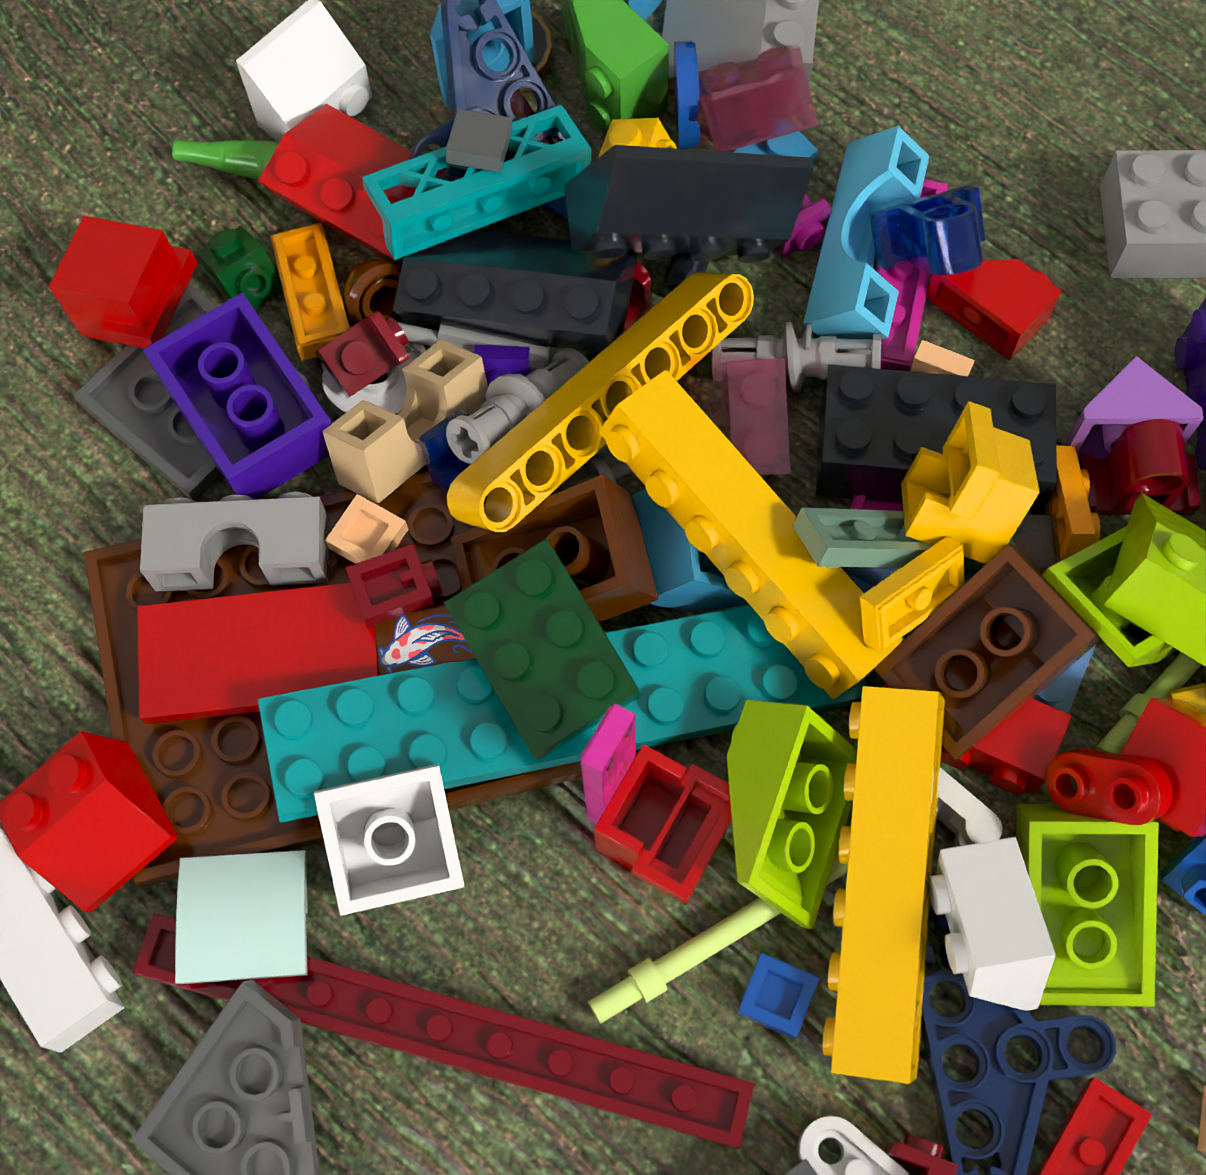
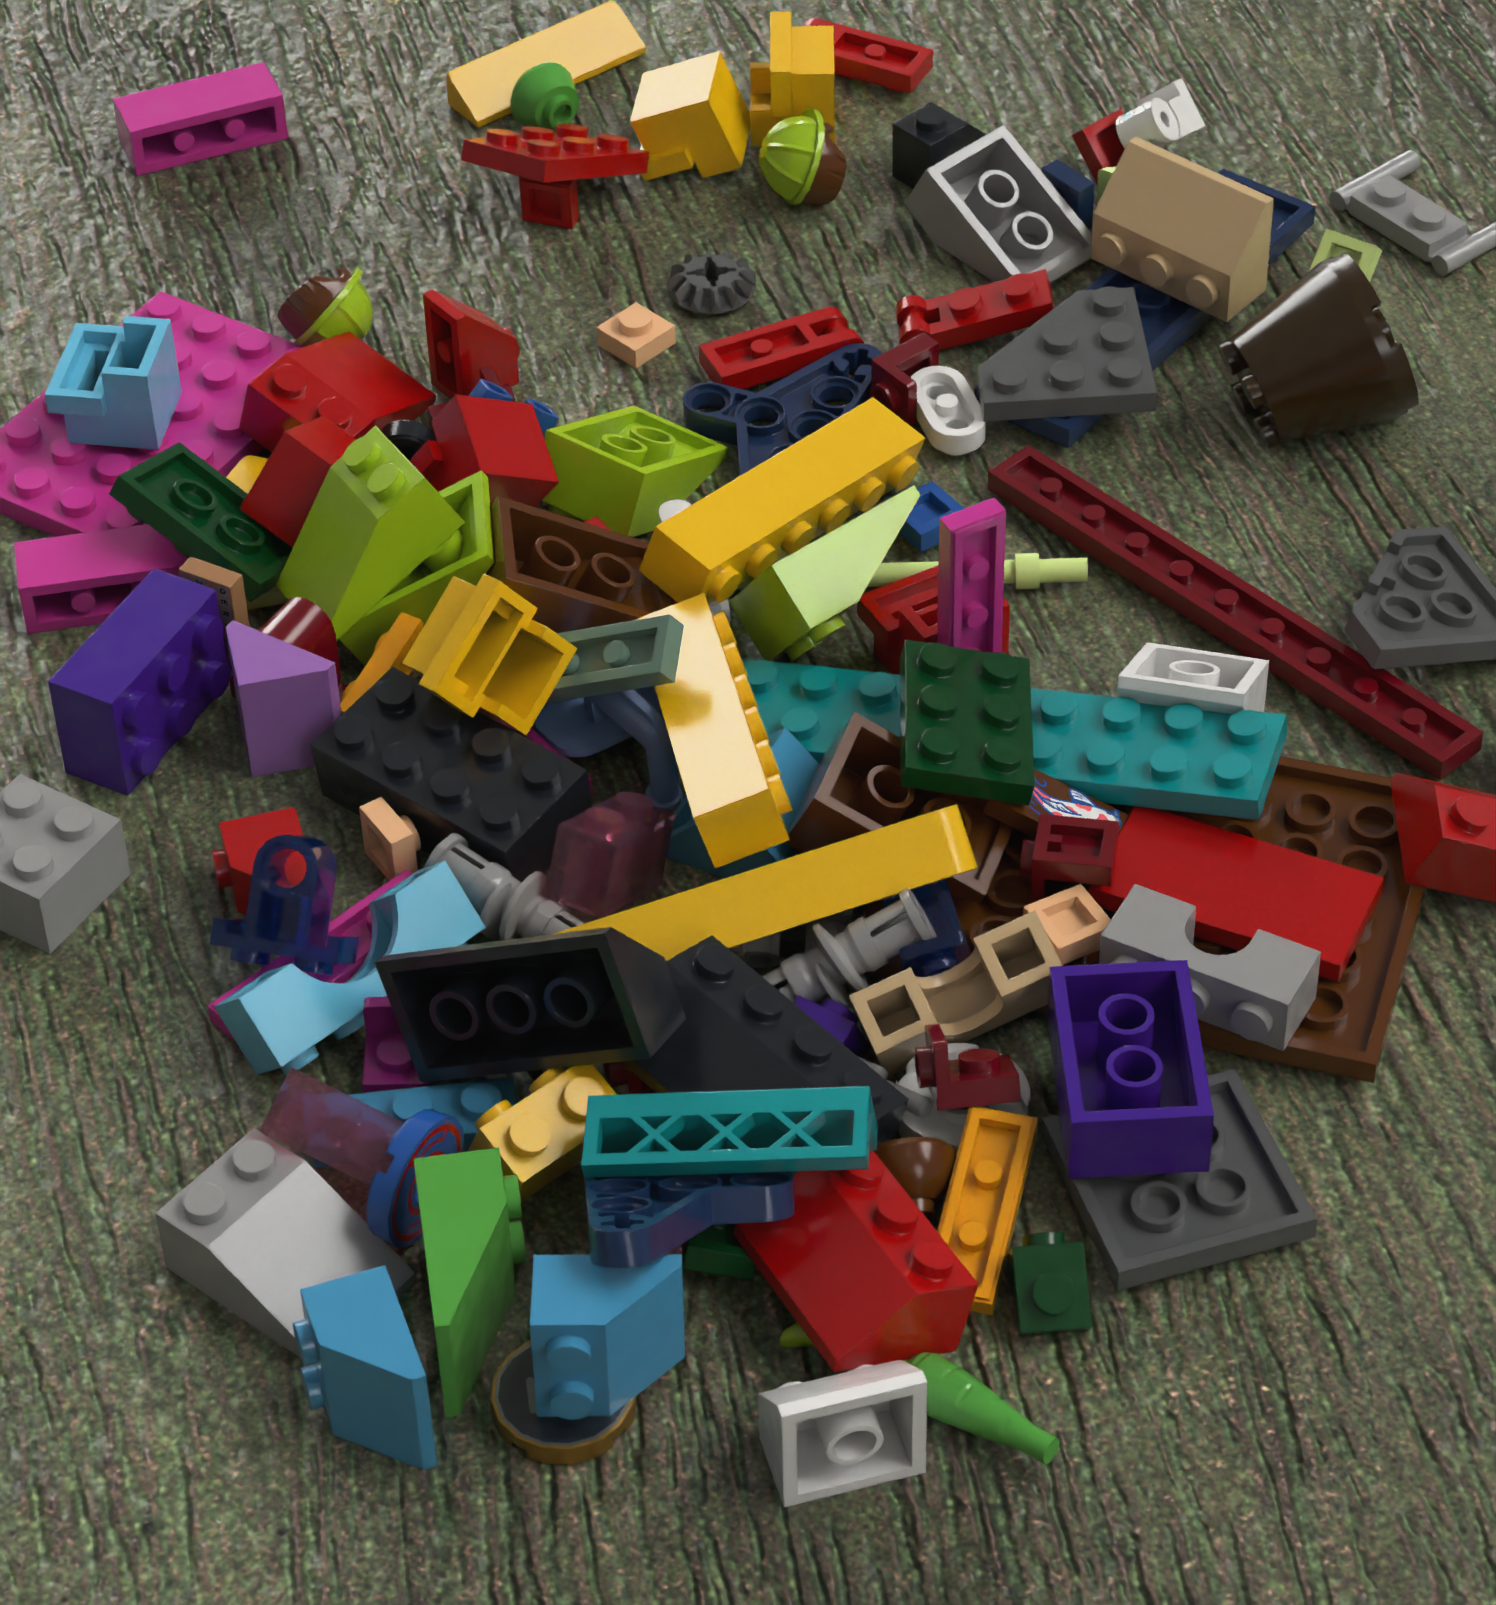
camera: 150 degrees left, 25 degrees down
(121, 281) = (1199, 1283): red plate -> none
(241, 917) = (1360, 711): light aqua slope -> none
(479, 140) = (710, 1132): dark grey tile -> none
(911, 593) = (609, 606): yellow plate -> none
(993, 922) = (728, 427): white slope -> none
(1102, 786) = (561, 465): red plate -> none

